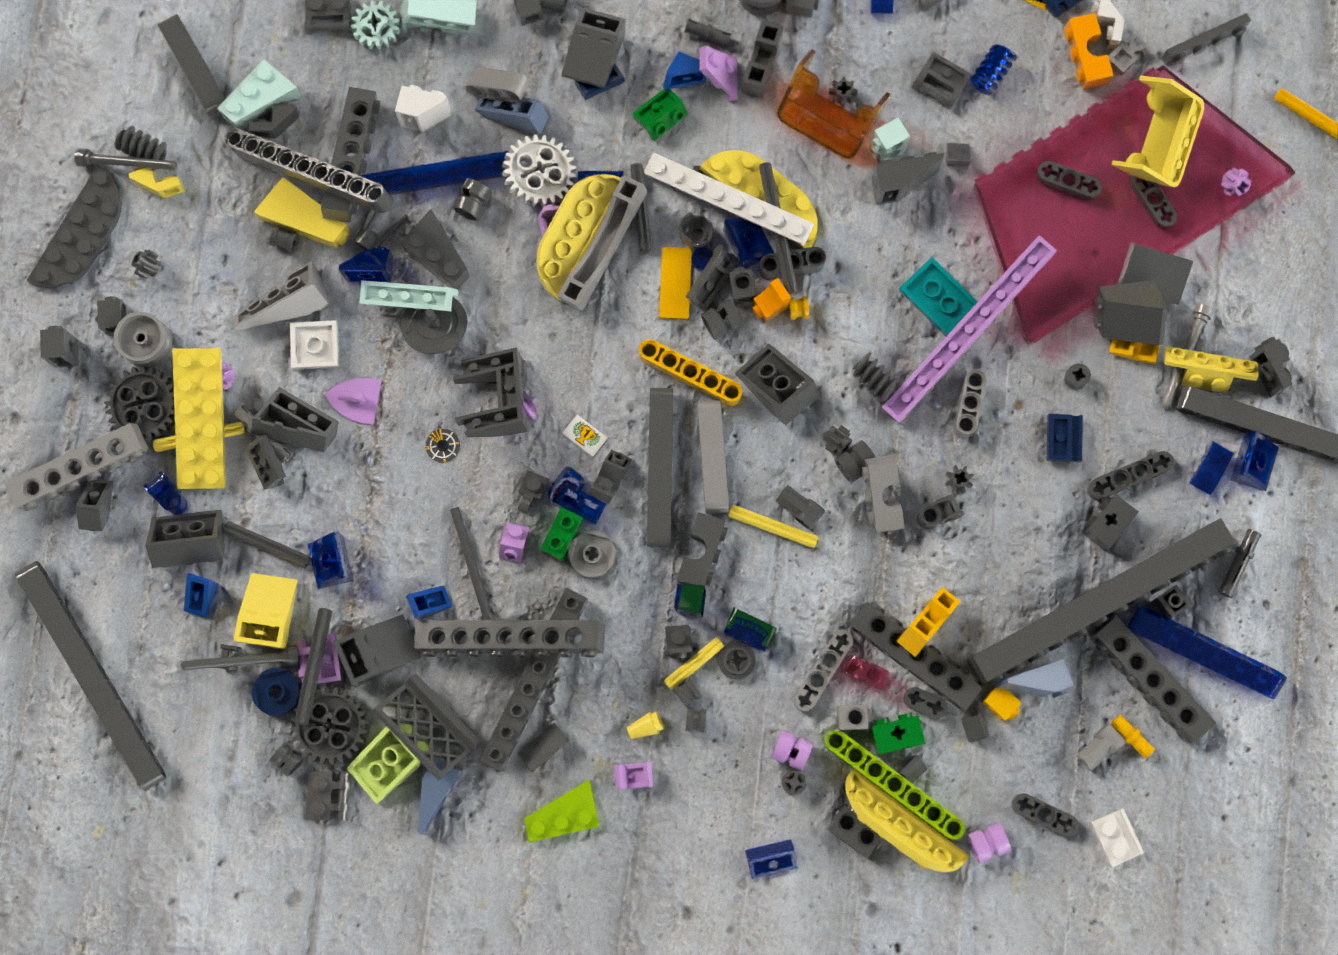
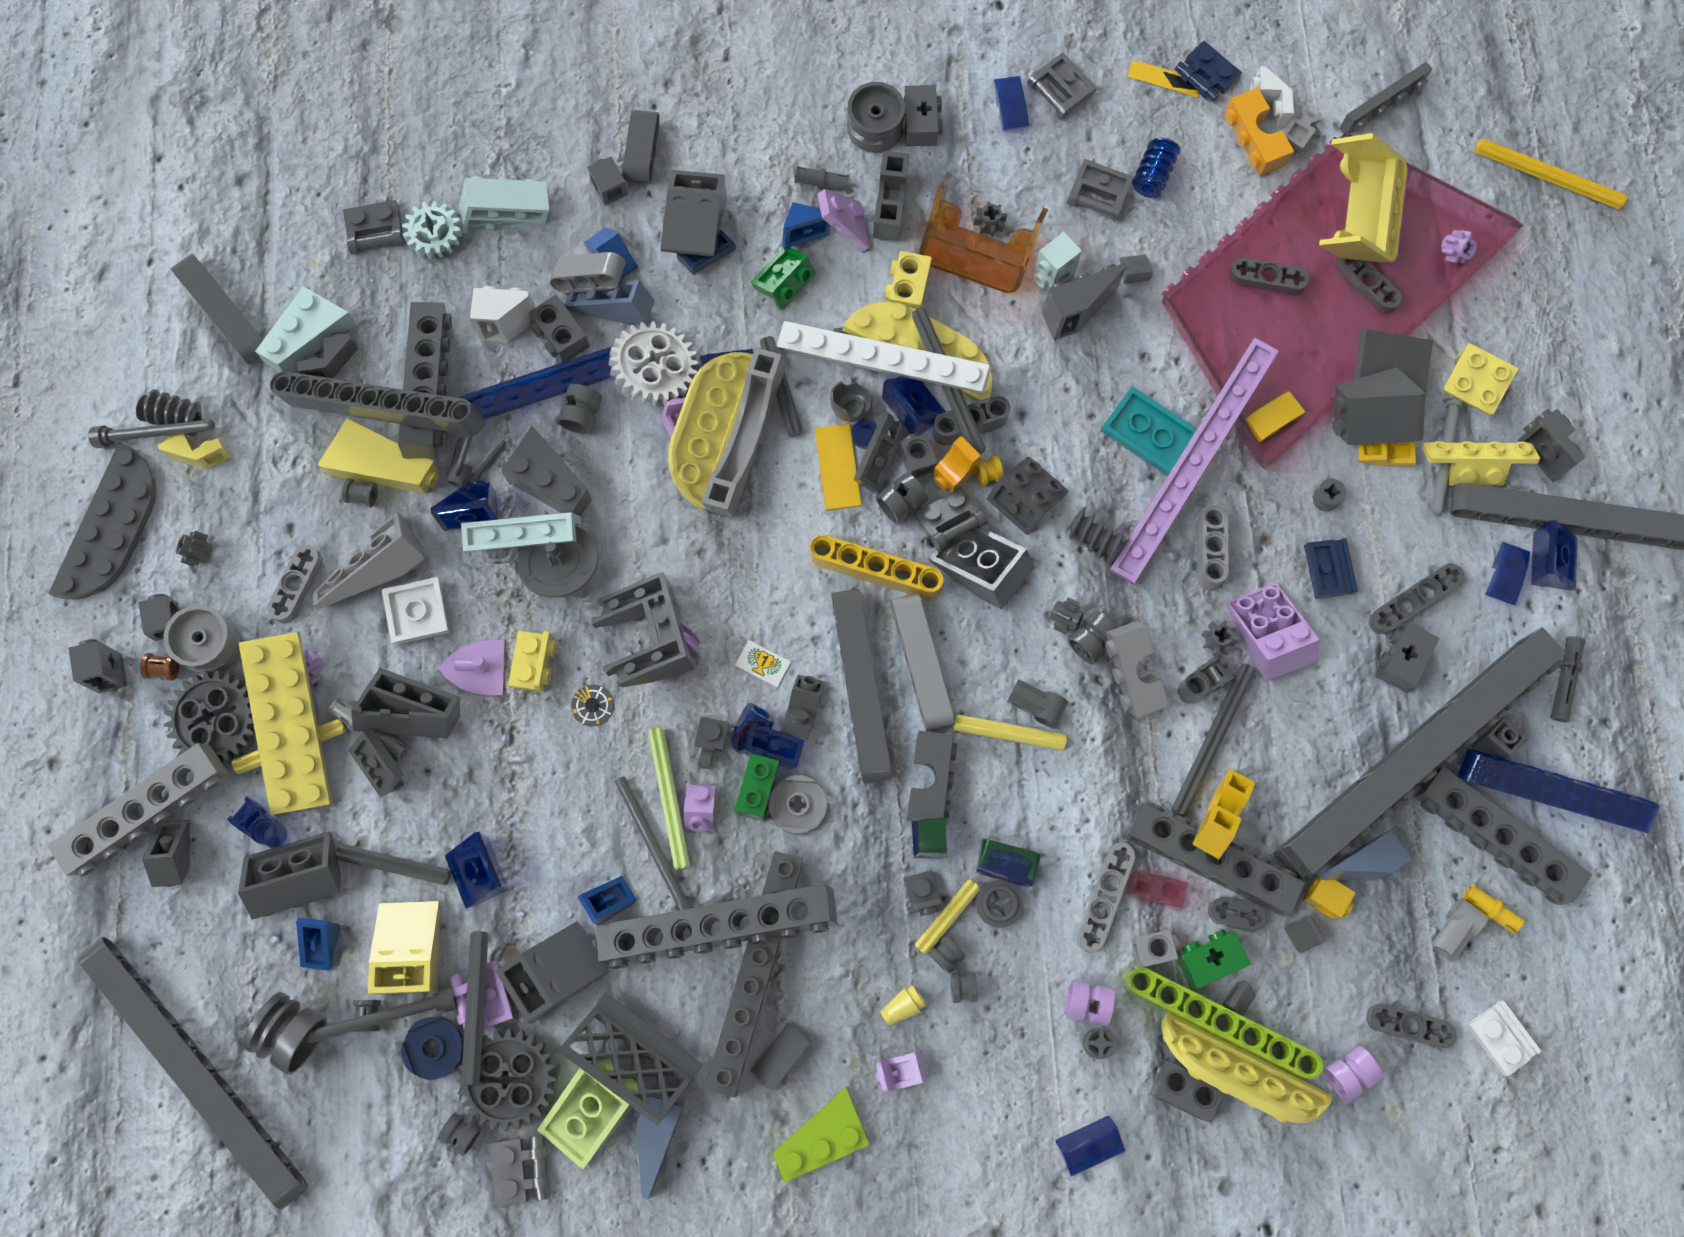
camera: 15 degrees left, 5 degrees down
(106, 355) = (159, 667): none -> dark orange bush
(164, 658) = (281, 1032): none -> flat silver wheel
(224, 288) = (290, 572): none -> light grey beam
(400, 401) = (531, 661): none -> light yellow bracket
(469, 127) = (562, 327): none -> dark grey brick
(491, 531) = (669, 799): none -> yellowish green axle
(519, 61) = (610, 241): none -> blue slope
(757, 337) = (948, 512): none -> dark grey plate
(767, 138) = (912, 284): none -> light yellow brick
(826, 333) = (1026, 494): none -> dark grey bracket
(937, 561) = (1213, 740): none -> dark grey axle
(1005, 482) = (1273, 631): none -> lavender slope
(1045, 302) = (1274, 416): none -> yellow slope
(1225, 300) = (1479, 379): none -> light yellow bracket

